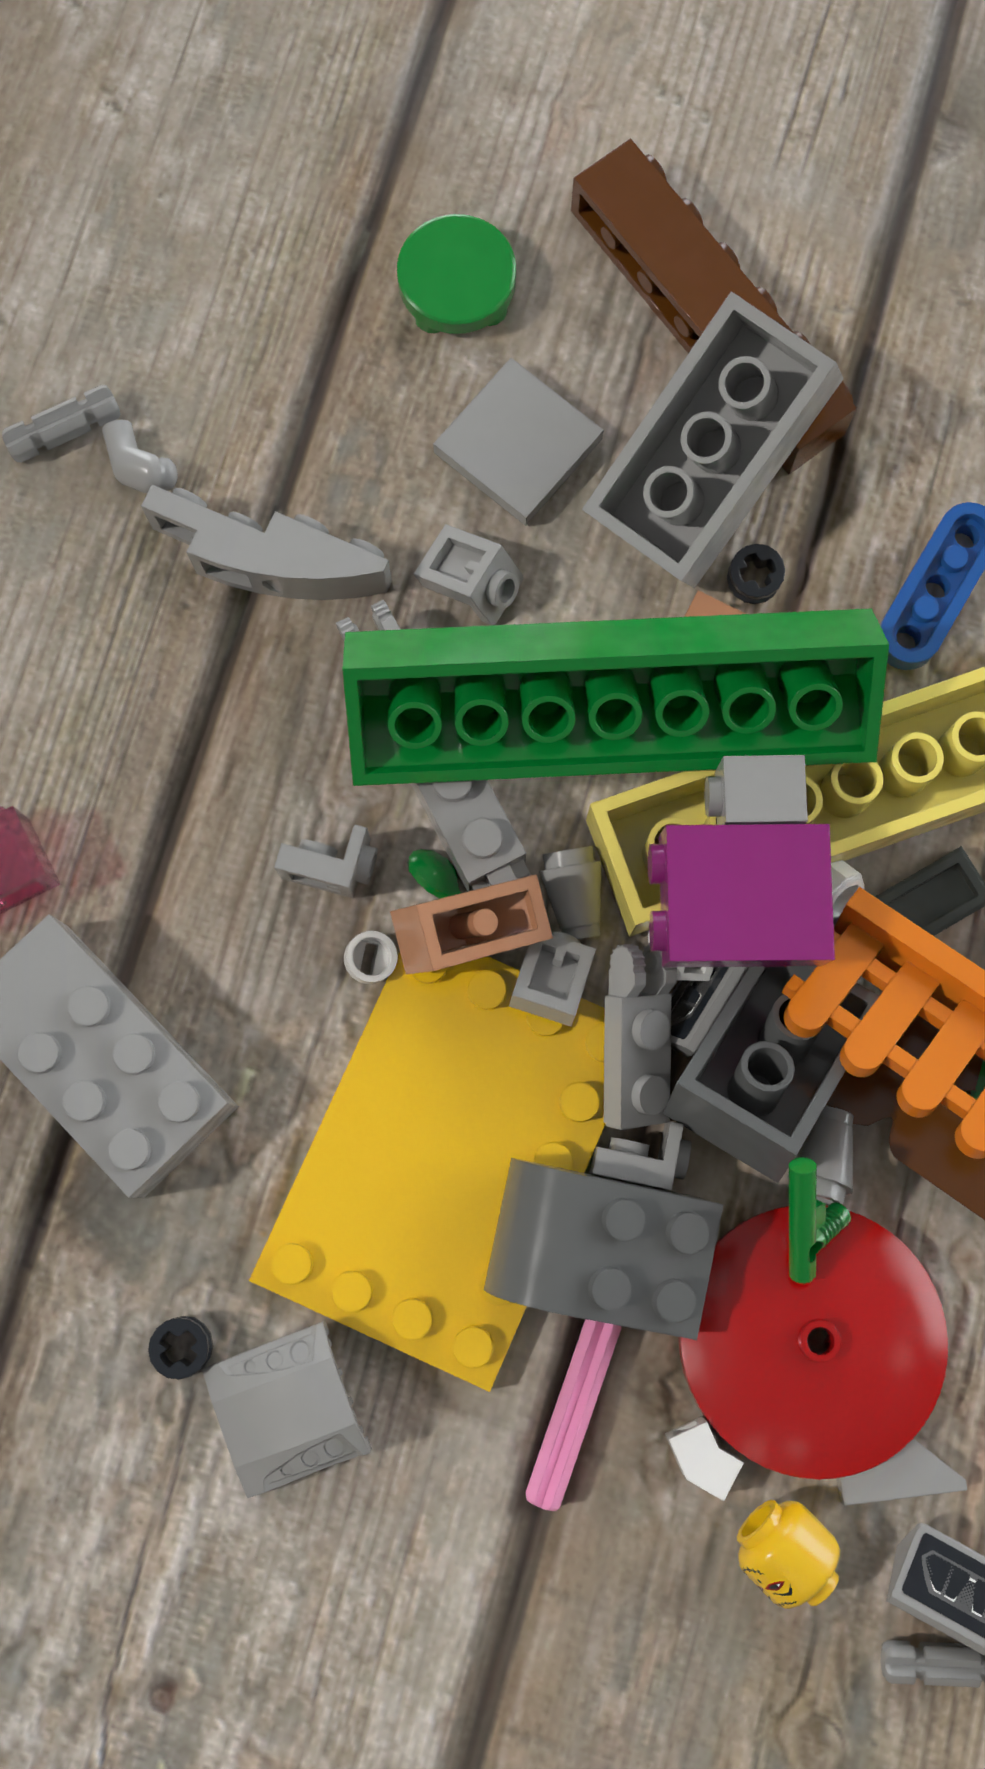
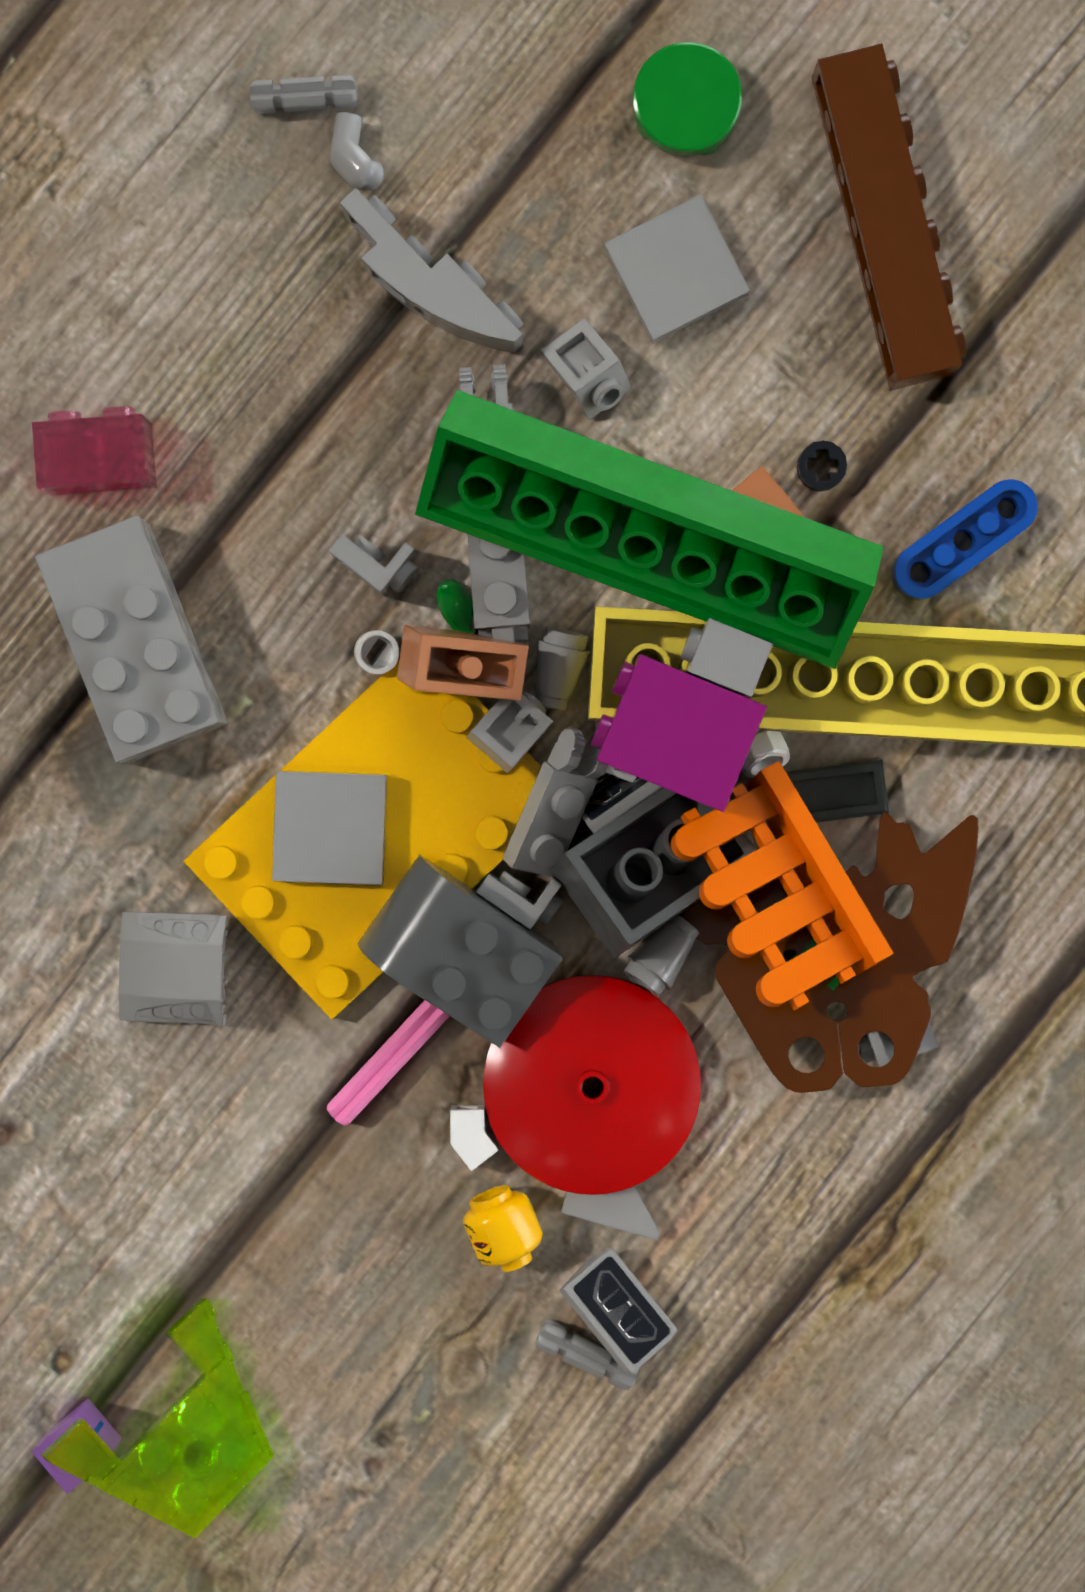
camera: 20 degrees right, 10 degrees up
(183, 1367) = (116, 872): black bush -> none
(398, 1172) = (329, 827): none -> light grey tile
(714, 440) = (826, 347): light grey brick -> none
(810, 1221) = (622, 998): green hose -> none

